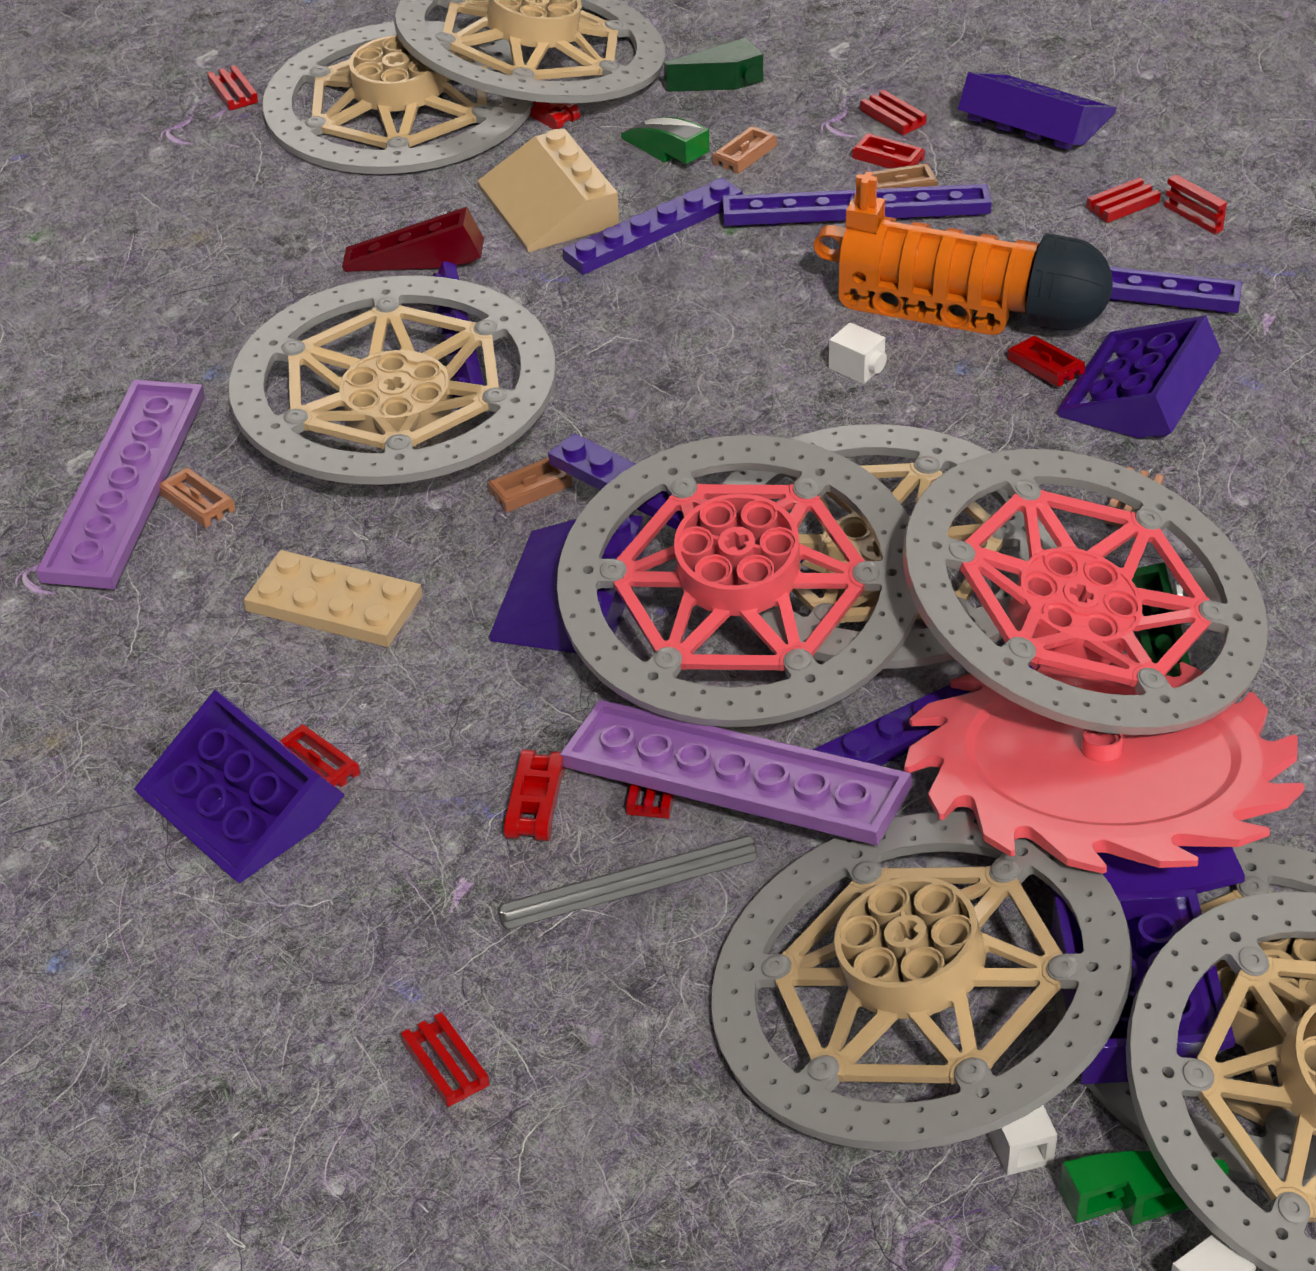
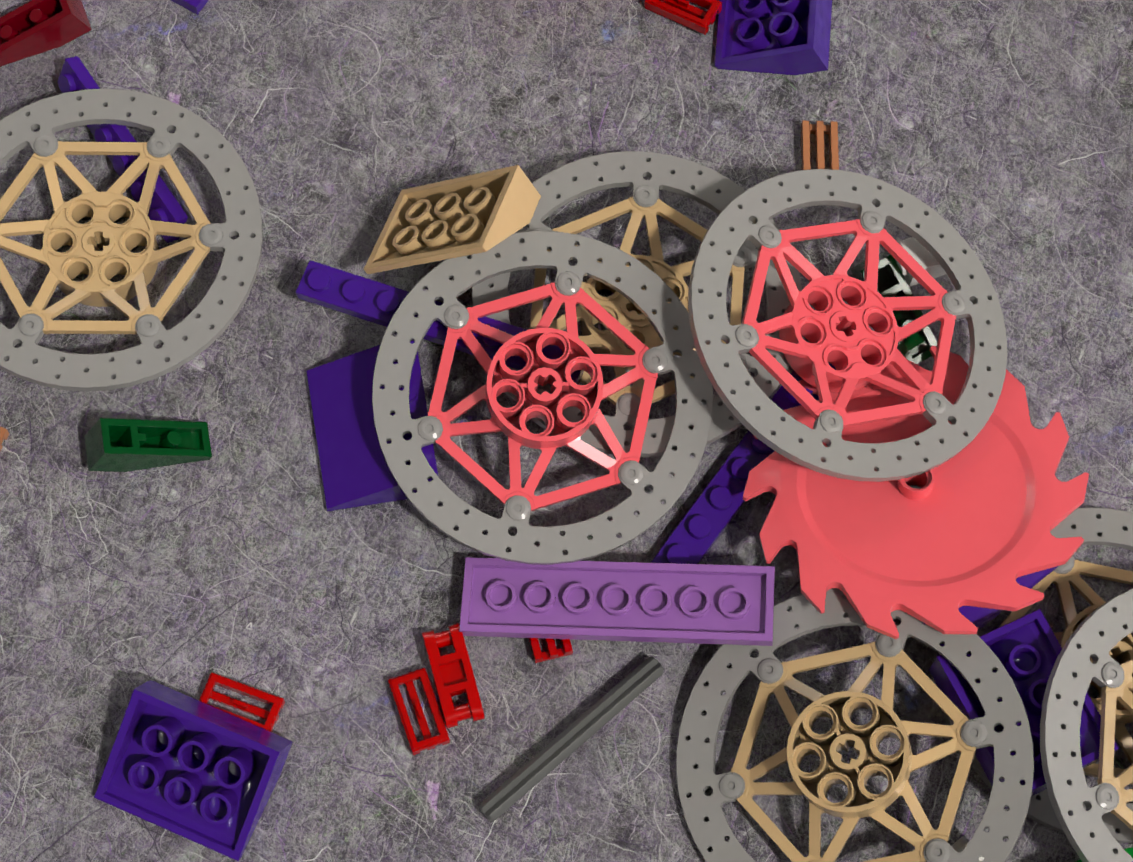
camera: 30 degrees left, 25 degrees up
(333, 598) = (161, 514): tan plate -> none
(347, 538) = (145, 444): none -> dark green slope
(484, 840) = (429, 742): none -> red tile
(528, 484) = (286, 322): nougat tile -> none
(772, 412) = (454, 218): none -> tan slope
(857, 353) = (512, 52): white brick -> none

